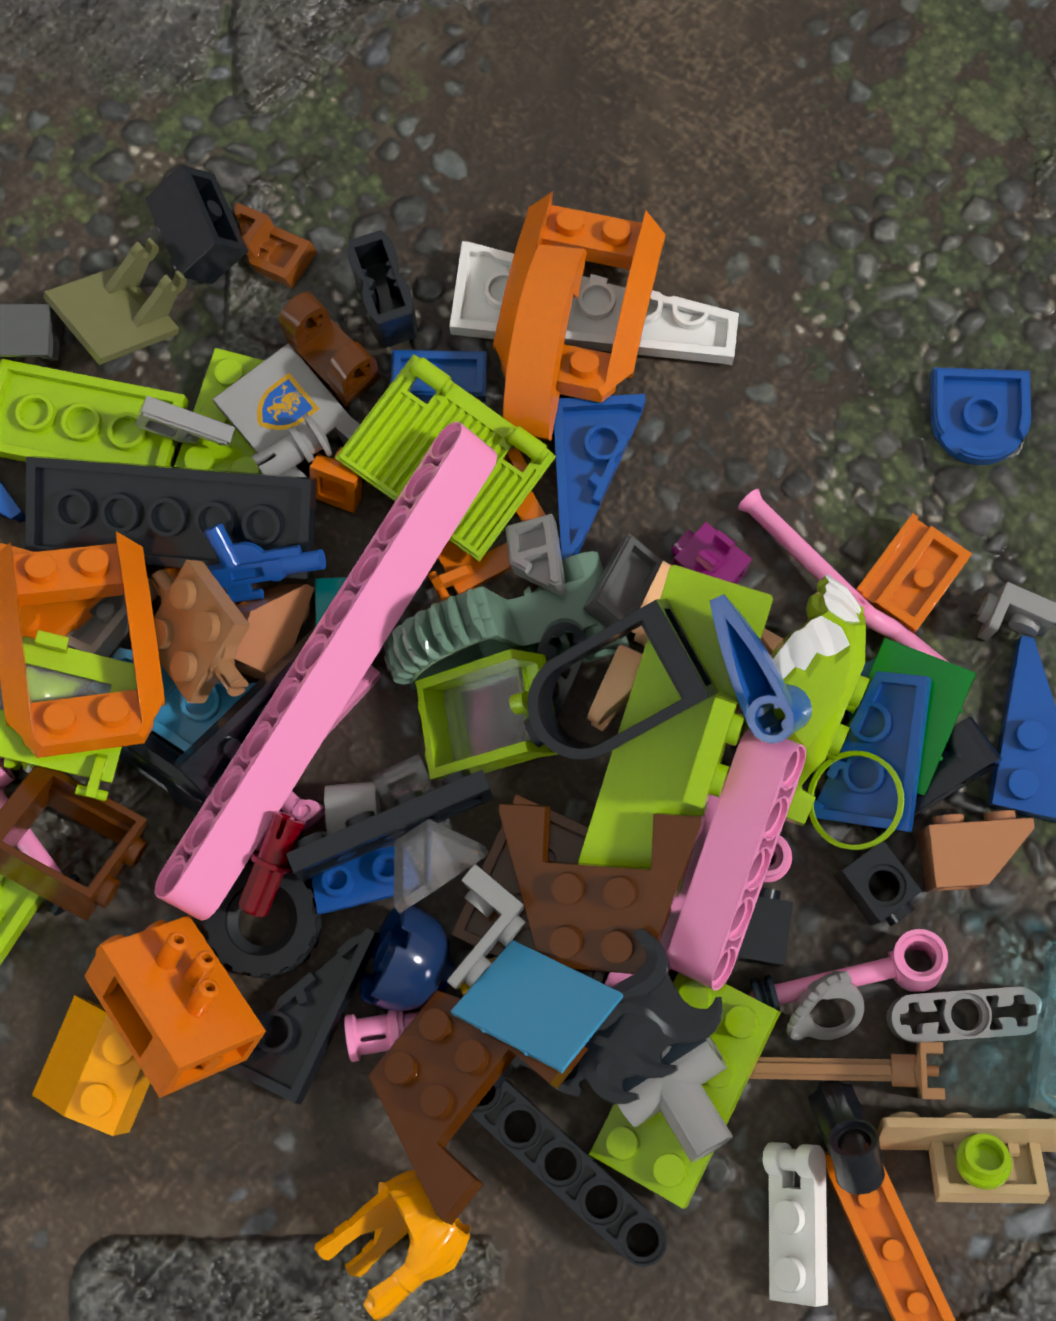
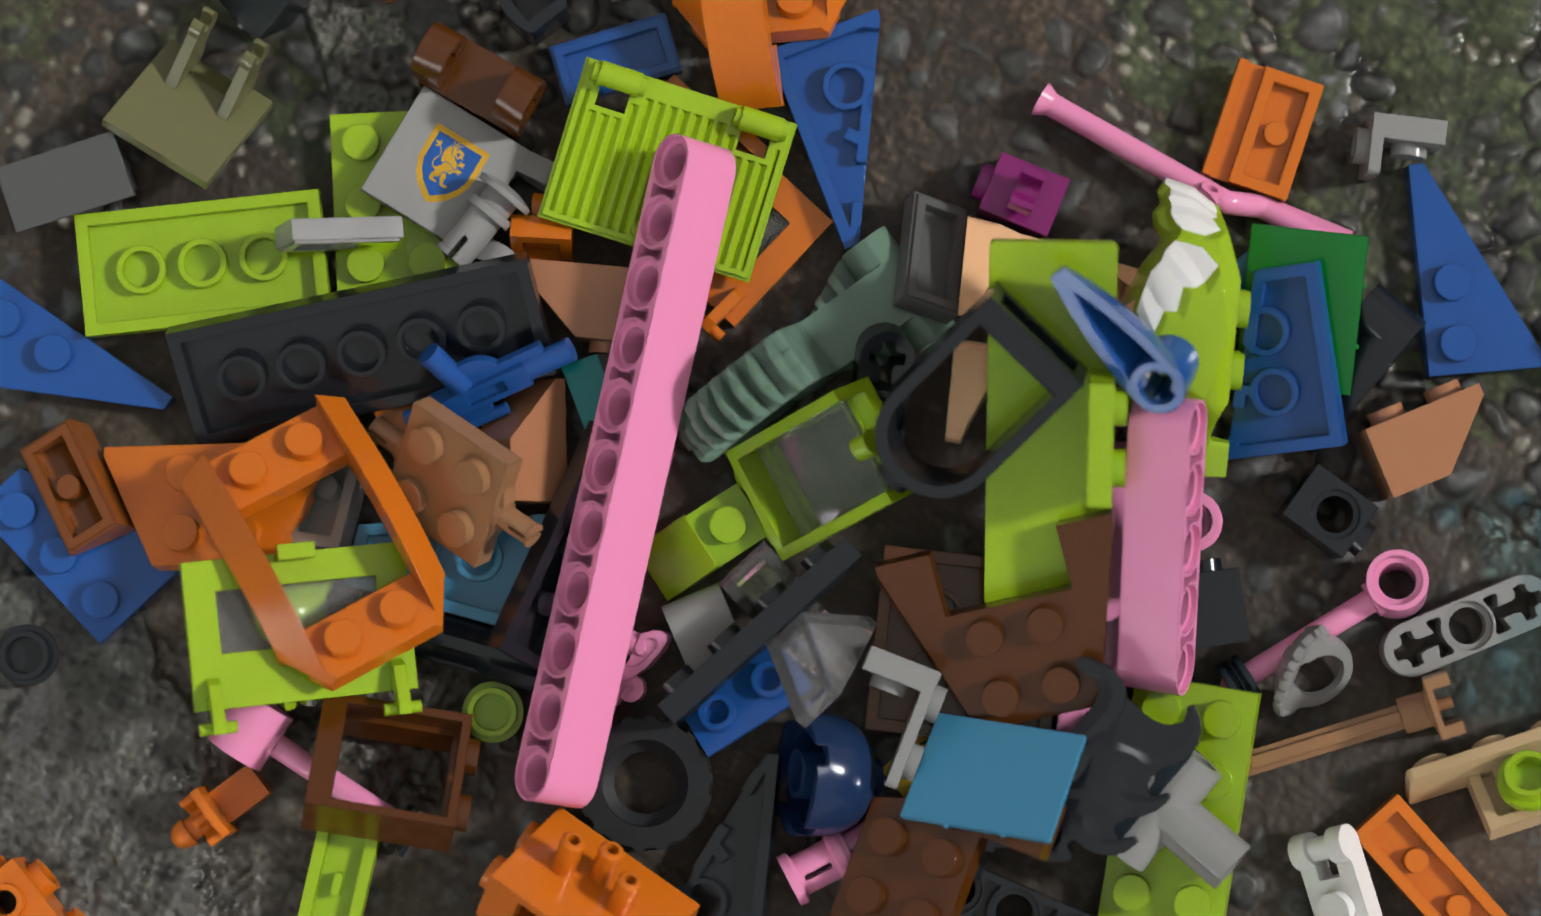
camera: 25 degrees left, 10 degrees up
(167, 824) = (495, 711): none -> lime plate
(270, 864) = (638, 721): dark red axle -> none
(345, 528) = (583, 298): none -> nougat slope
(369, 748) = (703, 541): none -> lime slope
(537, 553) = (814, 252): light grey tile -> none
(848, 1137) = (1374, 804): black piece -> none
(900, 807) = (1327, 429): lime piece -> none

